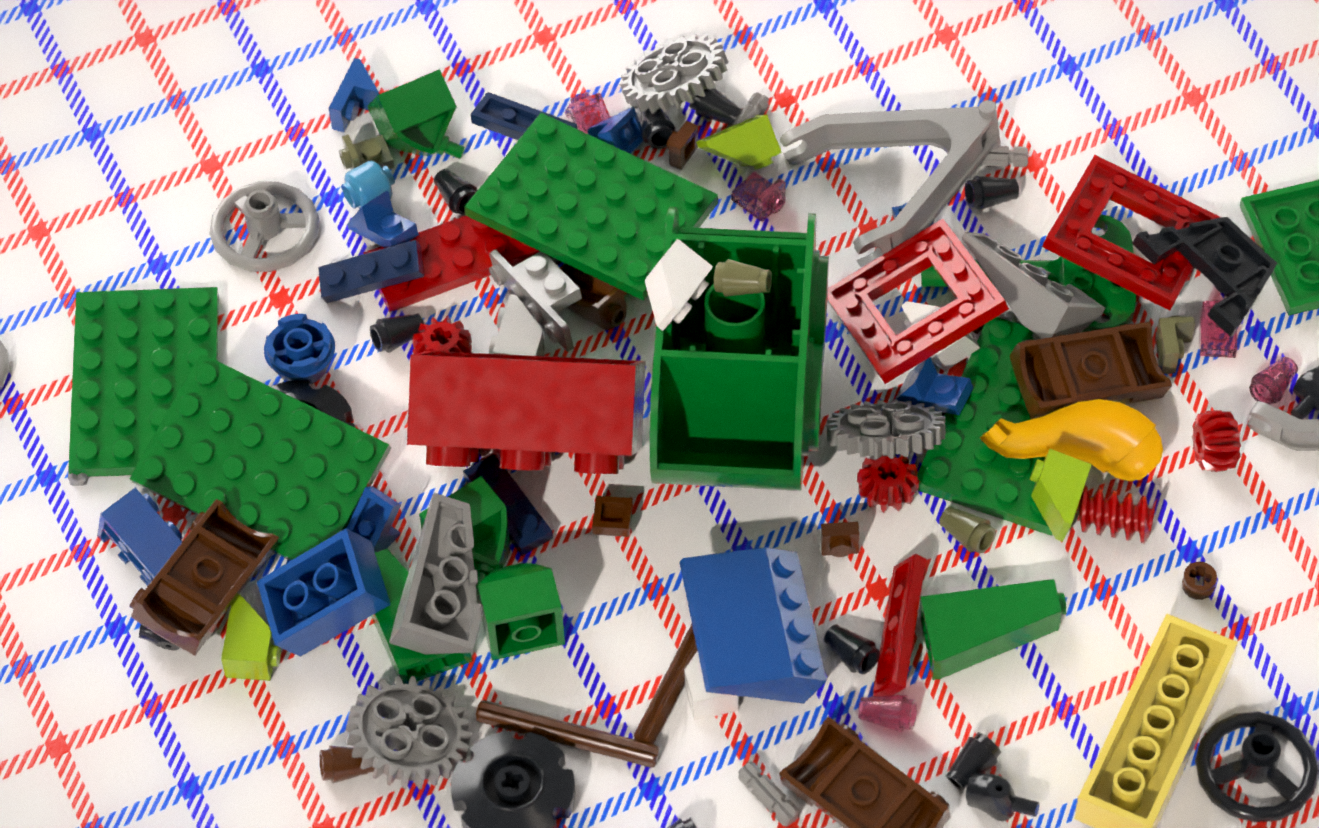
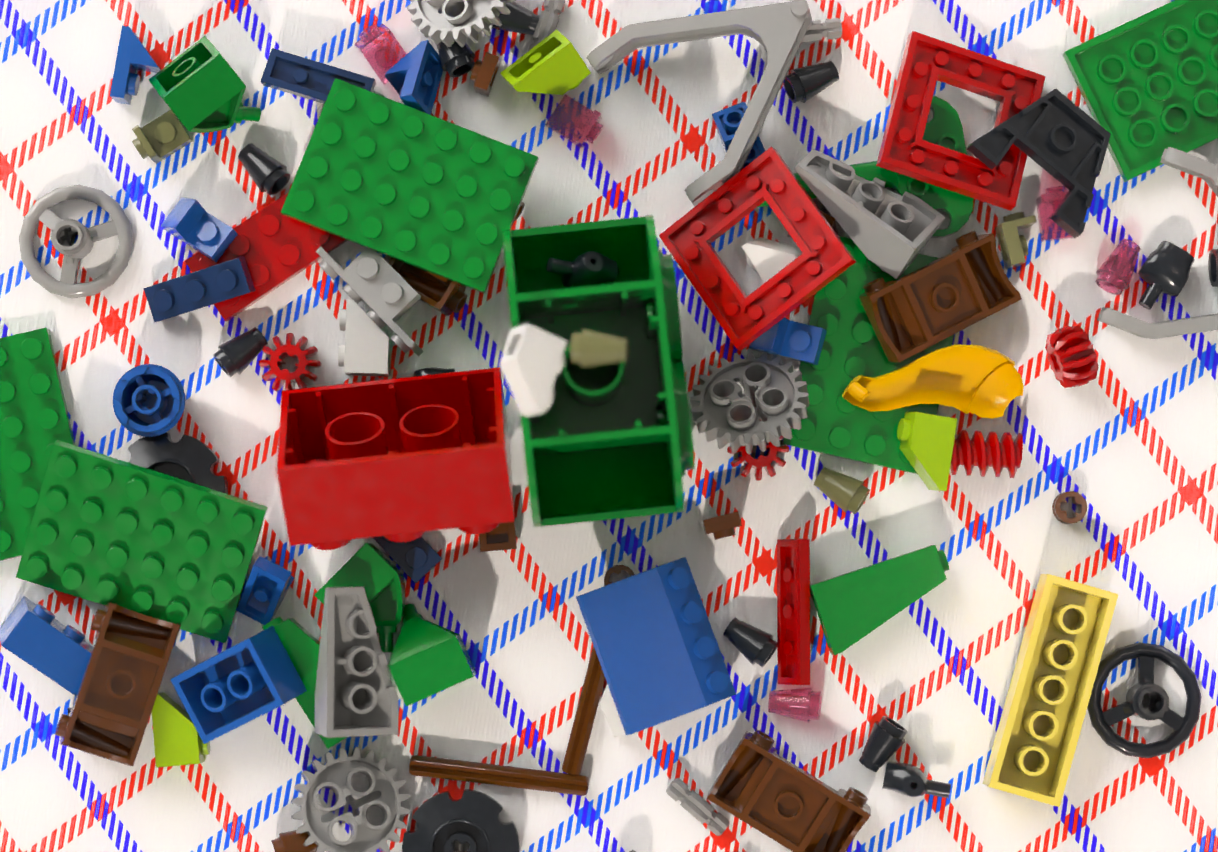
camera: 15 degrees left, 30 degrees up
(366, 183) = (172, 181): dark azure head -> none

